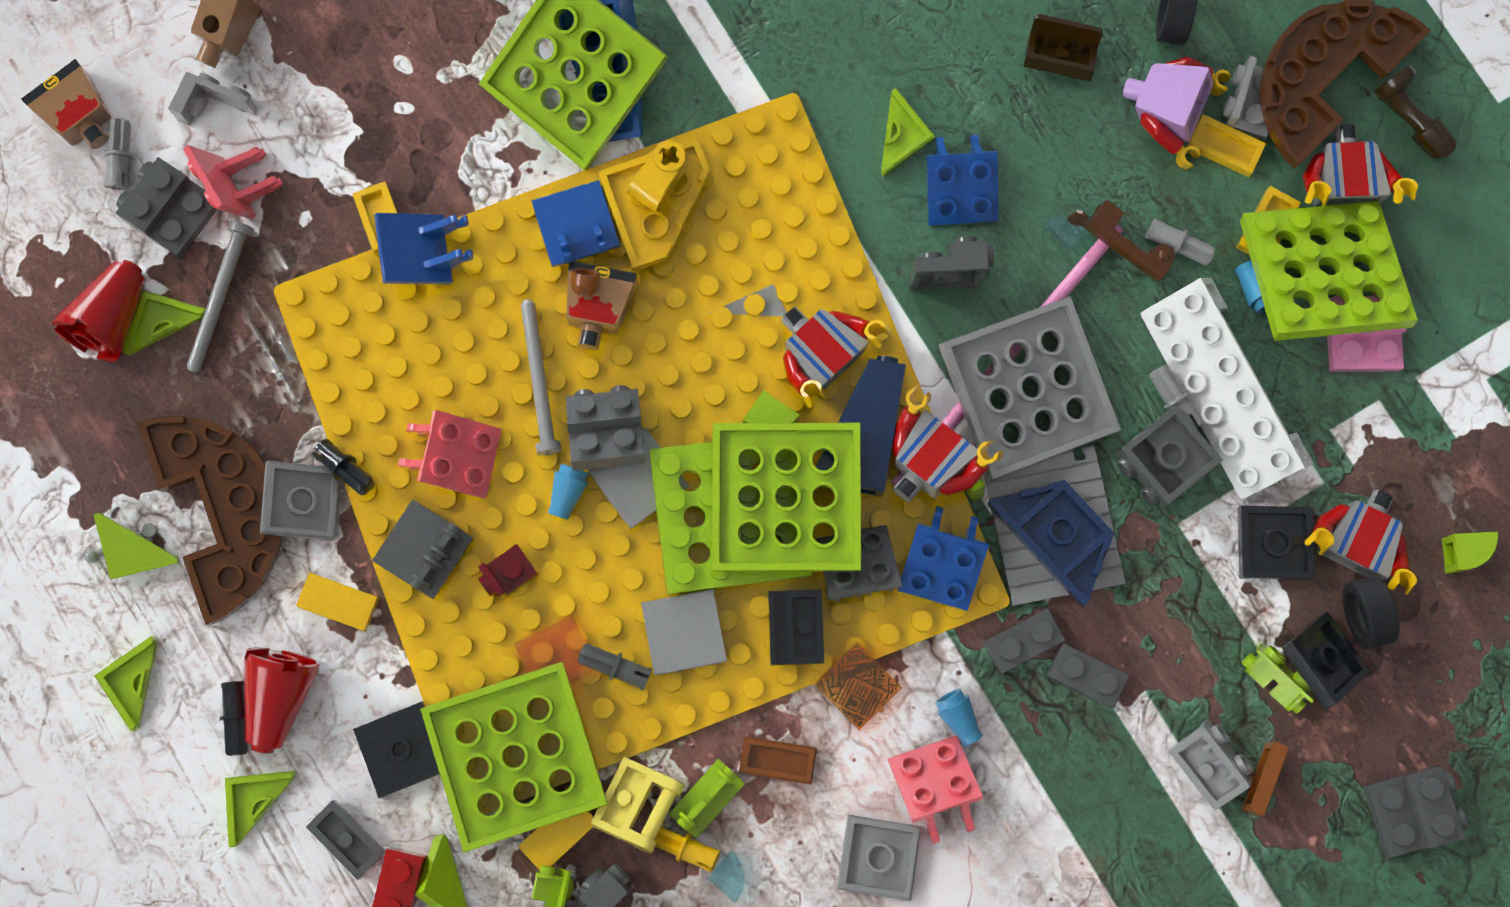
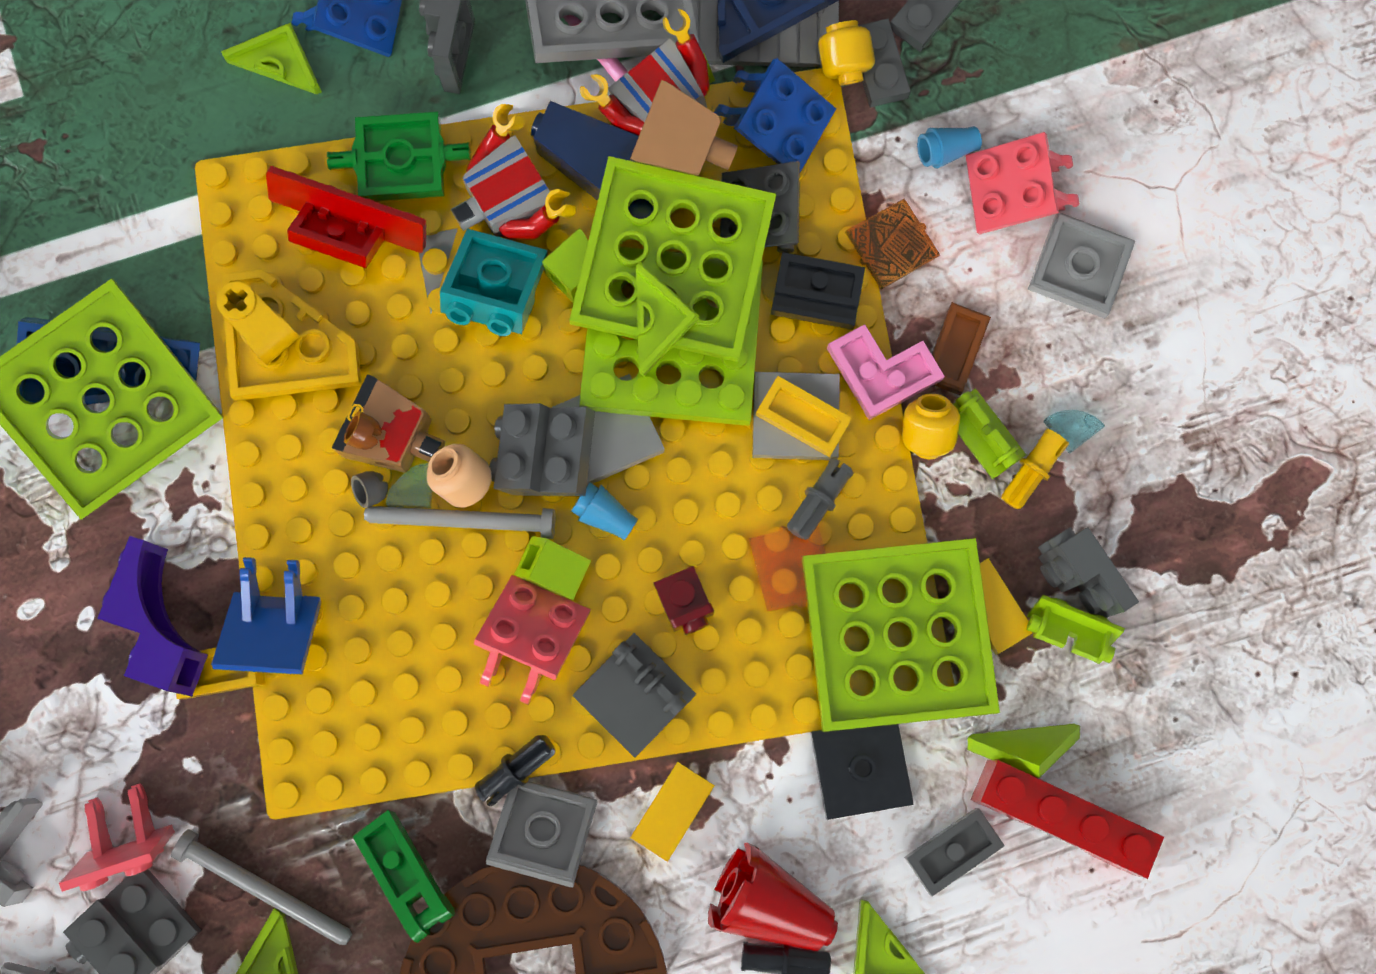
camera: 75 degrees left, 0 degrees up
(246, 400) = (403, 875): none -> green plate
(417, 142) = (137, 604): none -> dark purple arch
(512, 459) = (552, 567): none -> lime brick
(547, 297) = (369, 488): none -> dark grey hinge
(556, 333) = (411, 489): none -> clear light blue tile
(569, 366) = (458, 475): none -> light nougat head
(575, 223) = (286, 438): blue plate -> none
(626, 799) = (970, 519): light yellow plate -> none
(681, 637) = (803, 416): none -> yellow tile
(698, 748) = (930, 426): none -> yellow head
(727, 697) = (882, 382): none -> bright pink plate
(728, 496) = (660, 318): none -> lime tile
(740, 355) = (492, 283): none -> teal plate
(762, 221) = (341, 221): none -> red bracket
(833, 254) = (399, 156): none -> green plate
(891, 478) = (681, 134): none -> medium nougat torso
(1017, 608) = (846, 52): none -> yellow head

